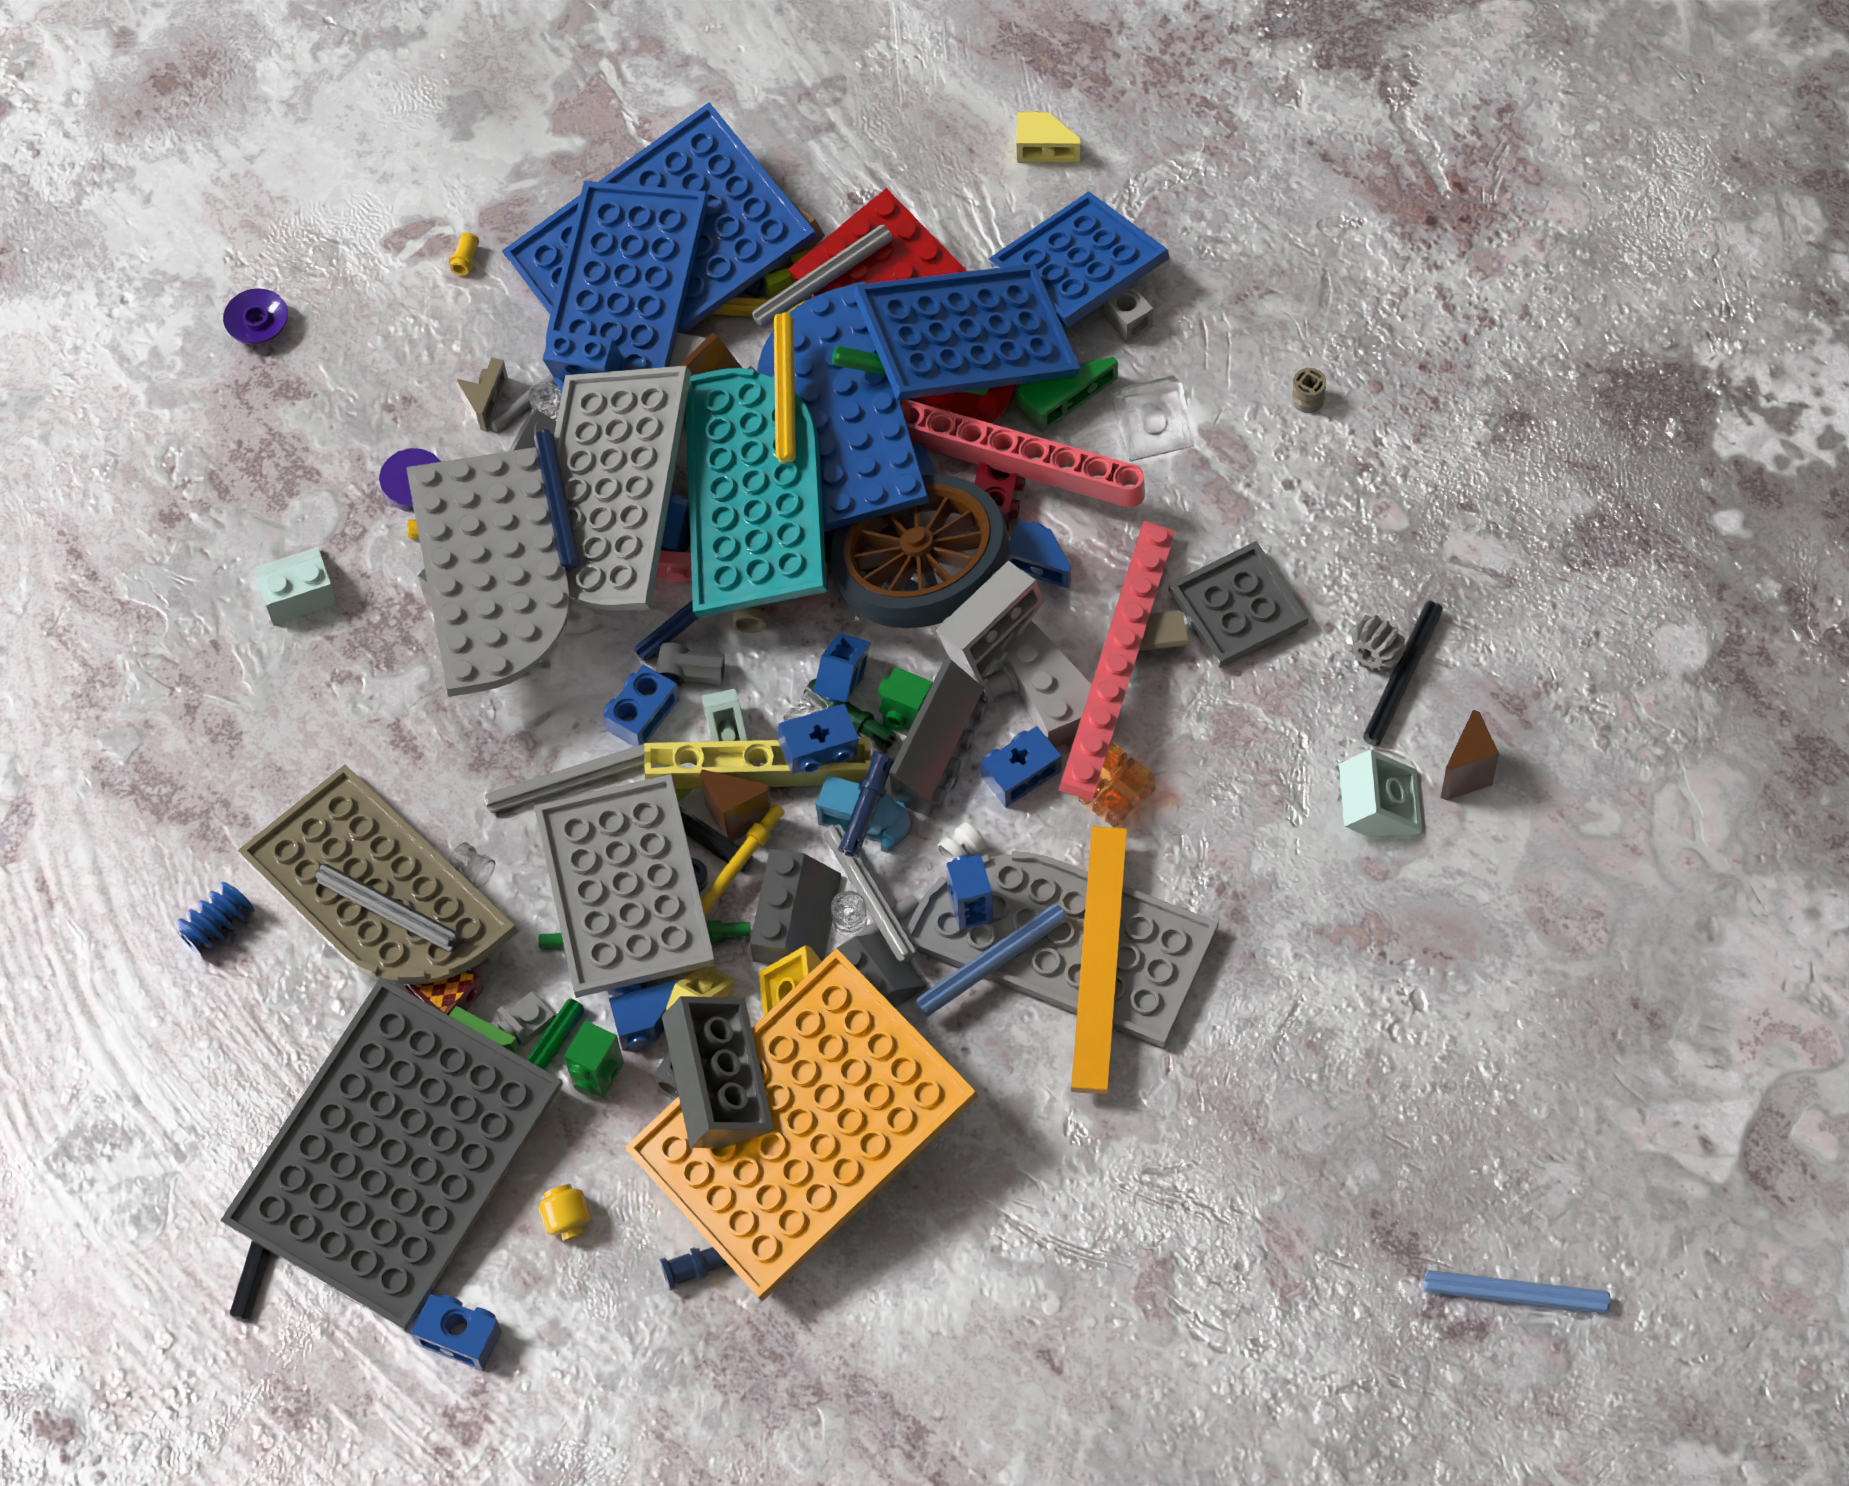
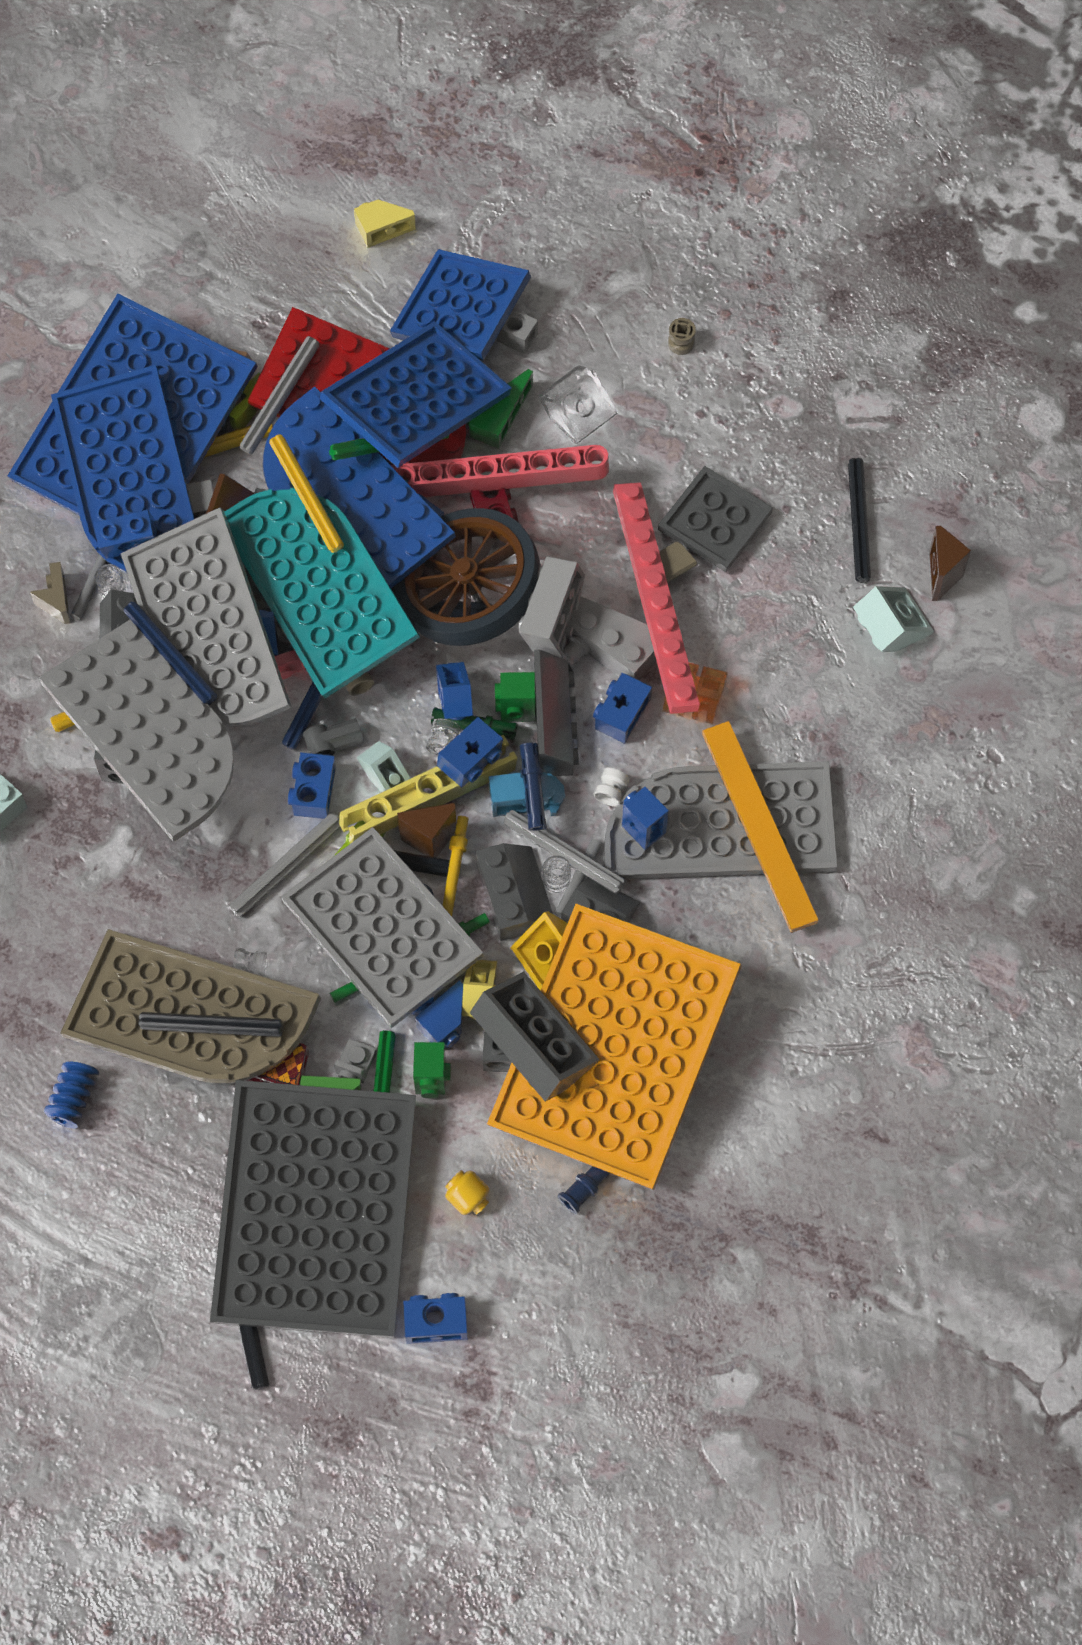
camera: 30 degrees left, 5 degrees up
(394, 476) = (25, 687): dark purple tile -> none
(991, 960) = (682, 862): medium blue axle -> none
(1039, 554) = (554, 540): blue slope -> none
(1375, 643) = (832, 506): light grey gear -> none

